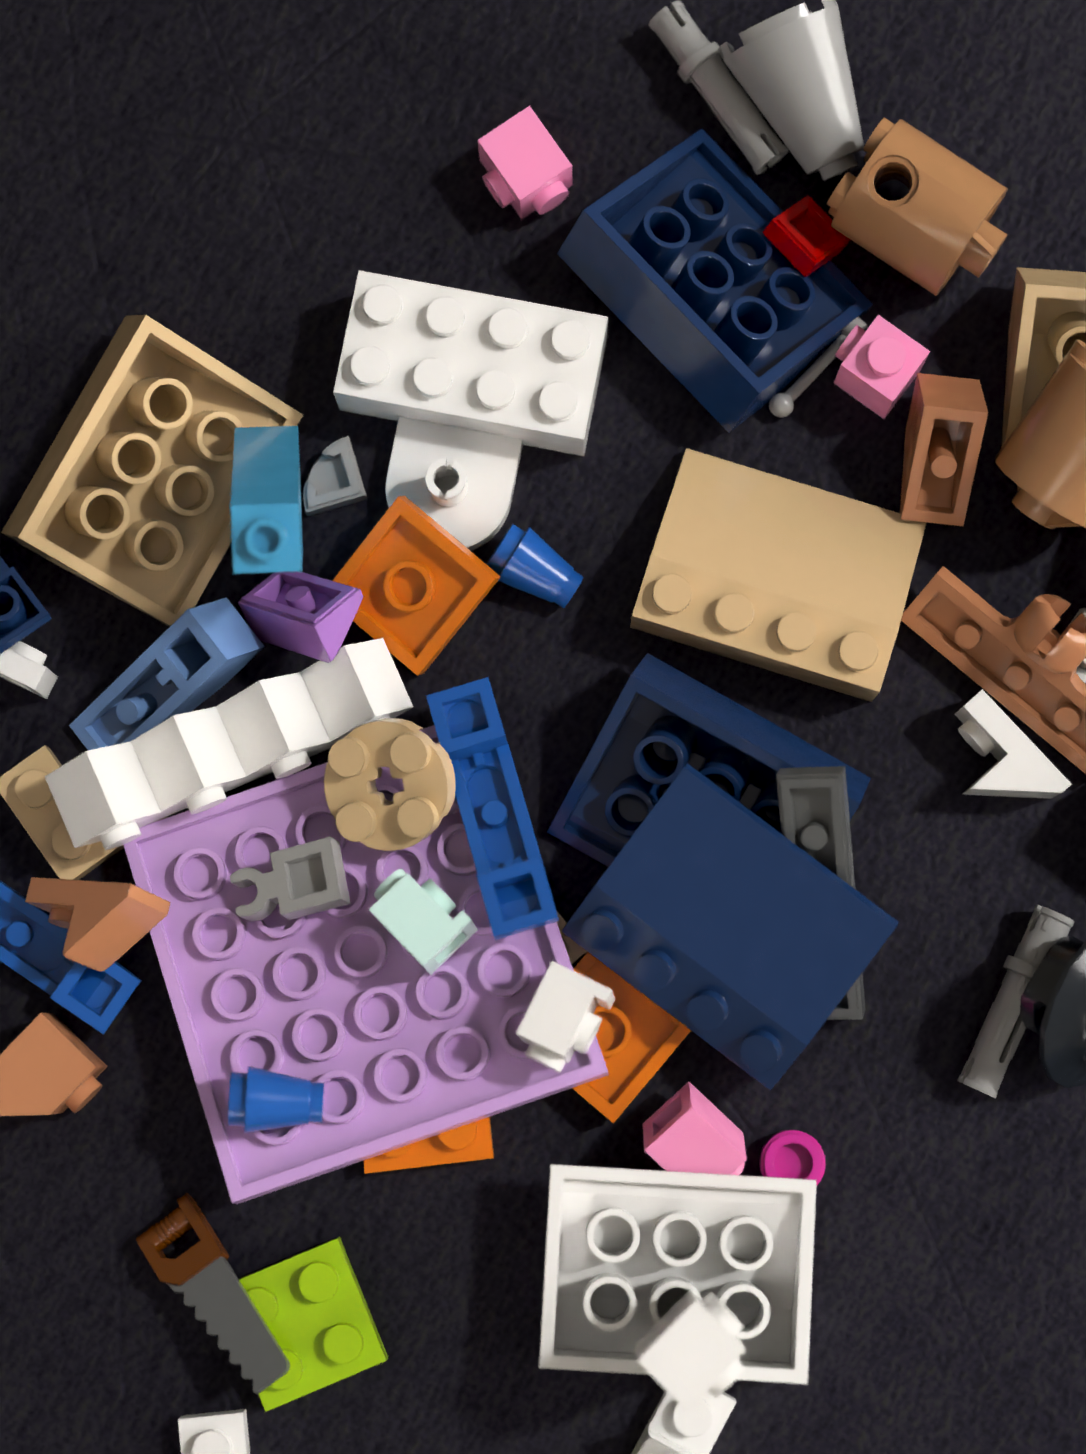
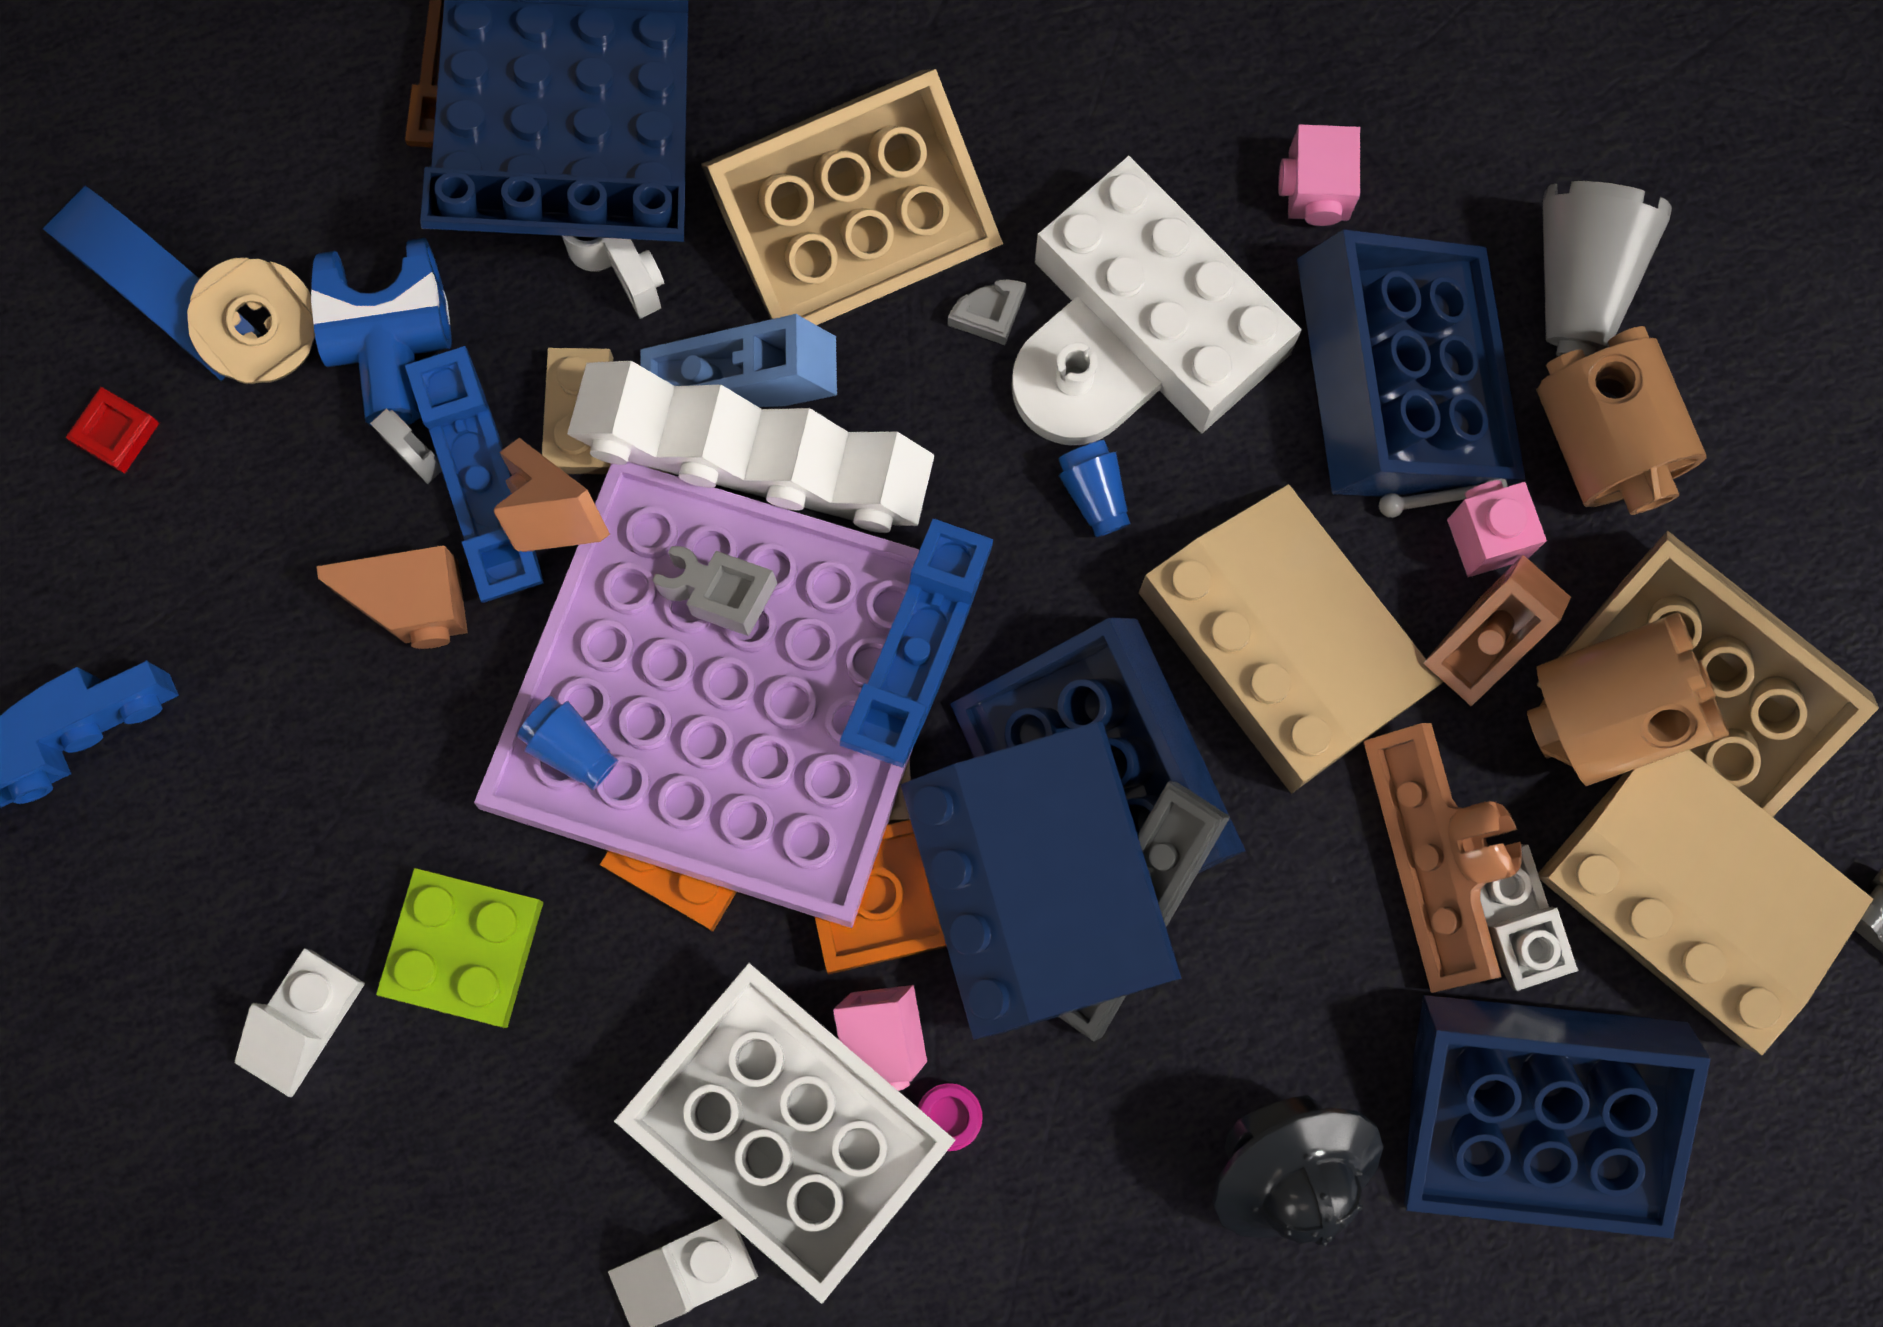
camera: 30 degrees right, 5 degrees down
(214, 1292) = (409, 868): dark grey piece -> none
(266, 500) = (919, 274): dark azure slope -> none
(302, 613) = (884, 387): medium lavender slope -> none
(352, 792) = (815, 570): tan plate -> none
(415, 584) = (987, 430): orange plate -> none
(421, 919) = (792, 689): light aqua brick -> none
(562, 1016) = (847, 847): white brick -> none
(693, 1349) = (746, 1197): white brick -> none
(704, 68) = (1523, 239): light grey pin -> none
(805, 236) = (1509, 386): red tile -> none
(1003, 1023) = (1208, 1134): light grey pin -> none
(1020, 765) = (1377, 932): white slope -> none

